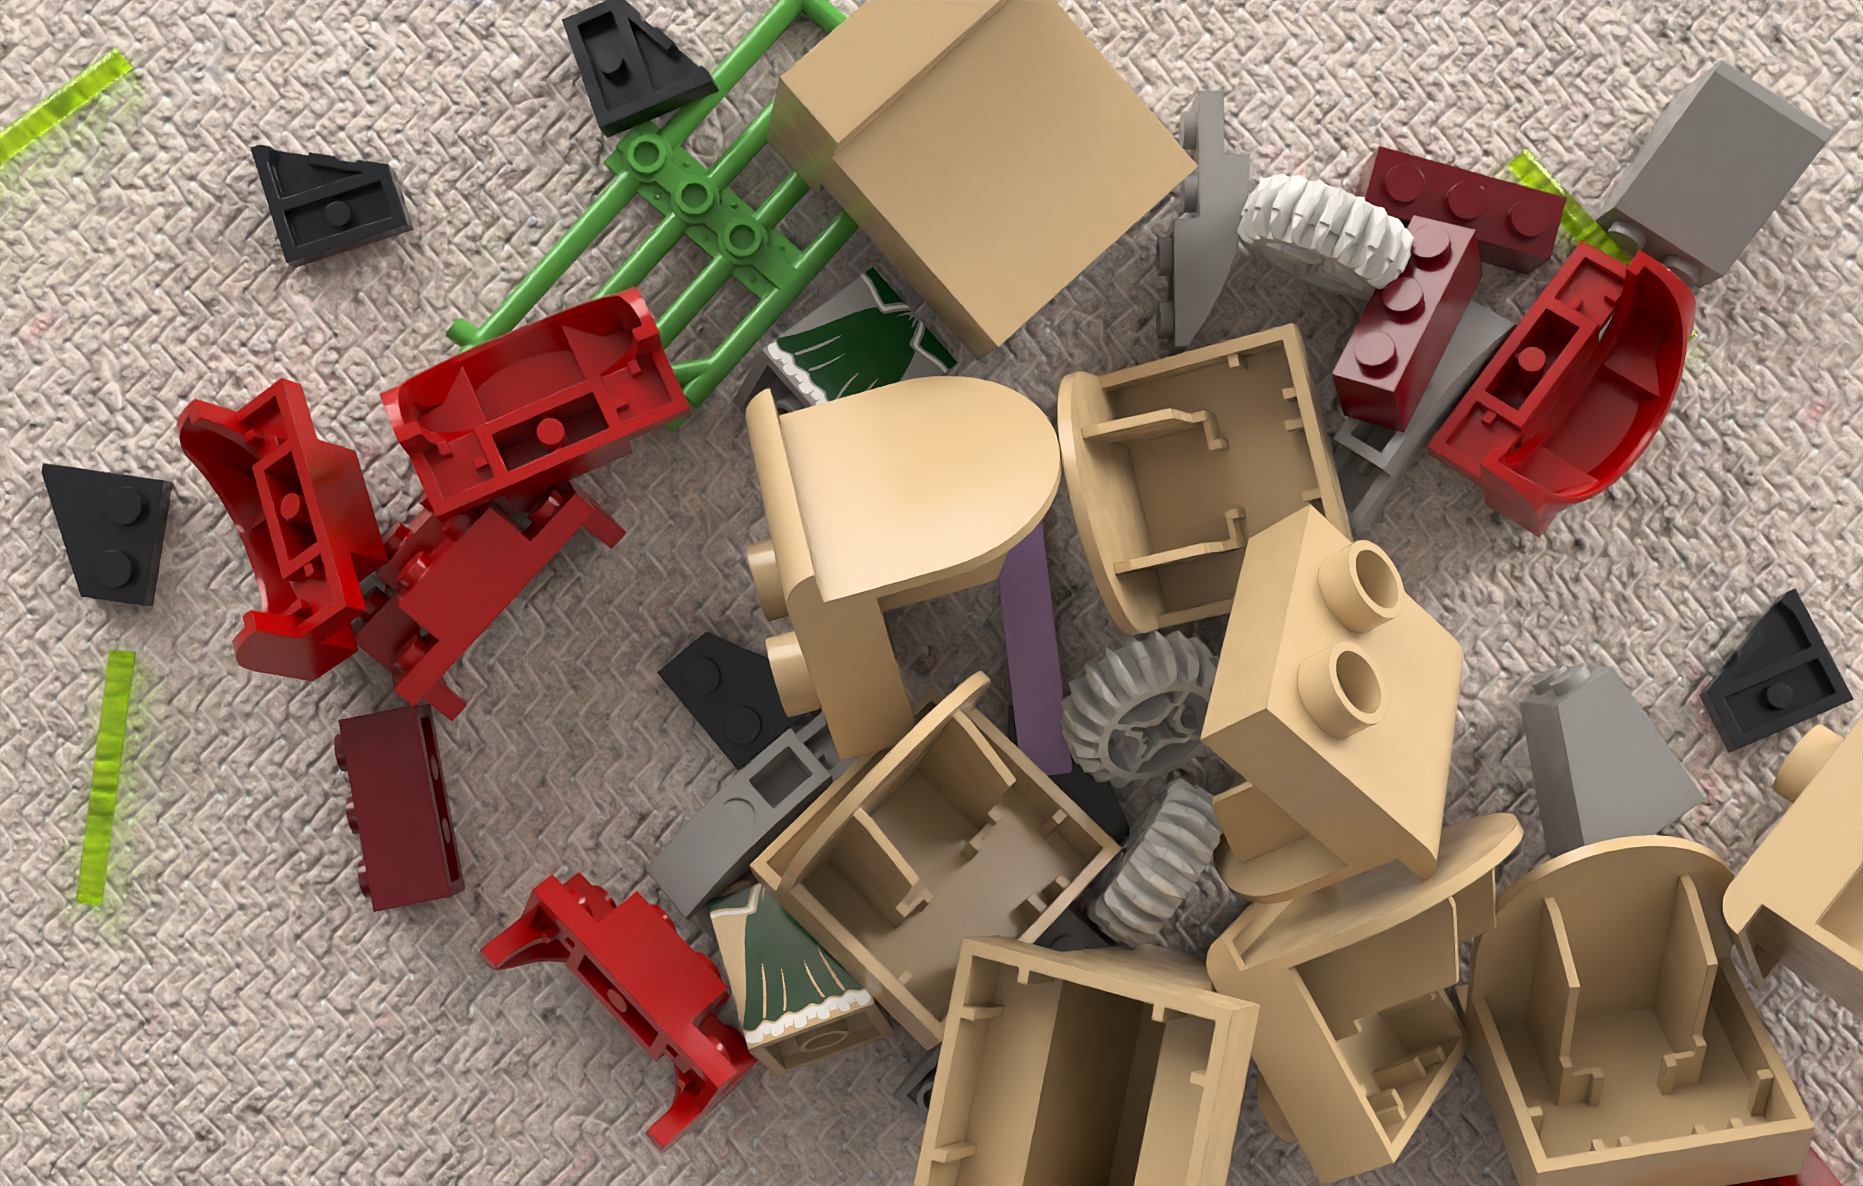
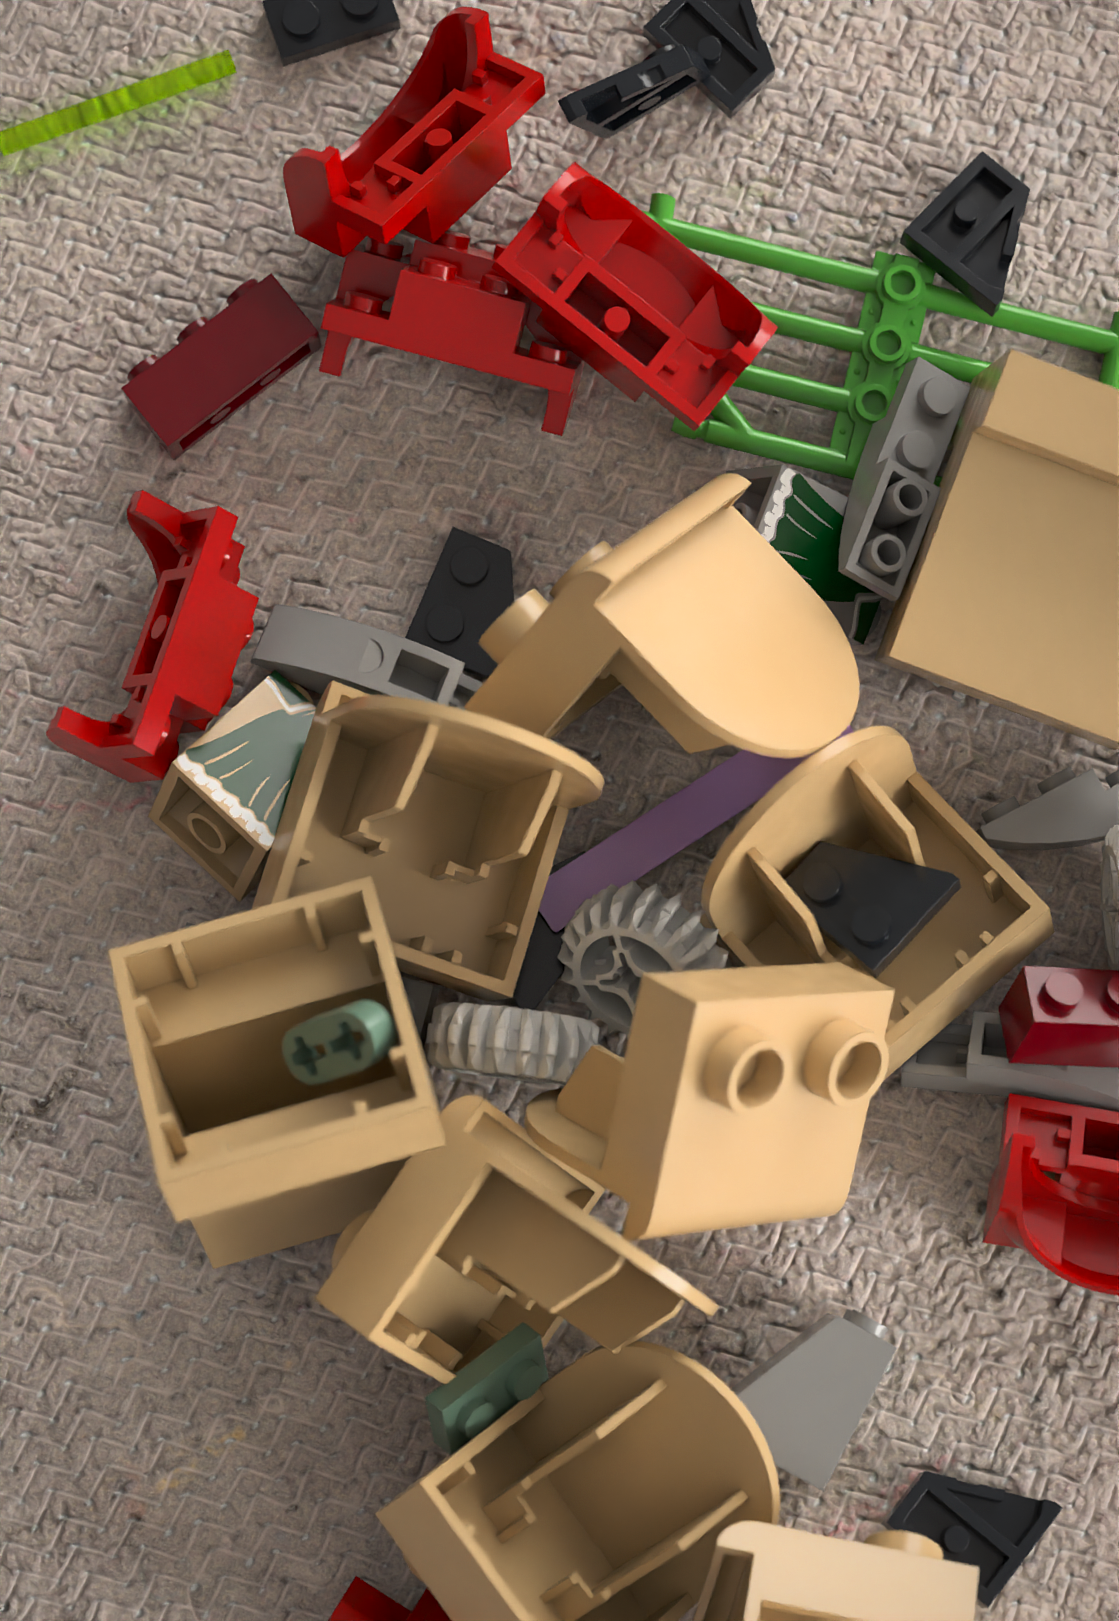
camera: 60 degrees right, 5 degrees down
(343, 302) = (635, 92): none -> black wing
(825, 256) = (896, 477): none -> light grey slope
(1110, 1052) = (343, 1053): none -> sand green beam
(1199, 483) = (869, 901): none -> black wing
(1456, 1052) = (487, 1388): none -> sand green plate

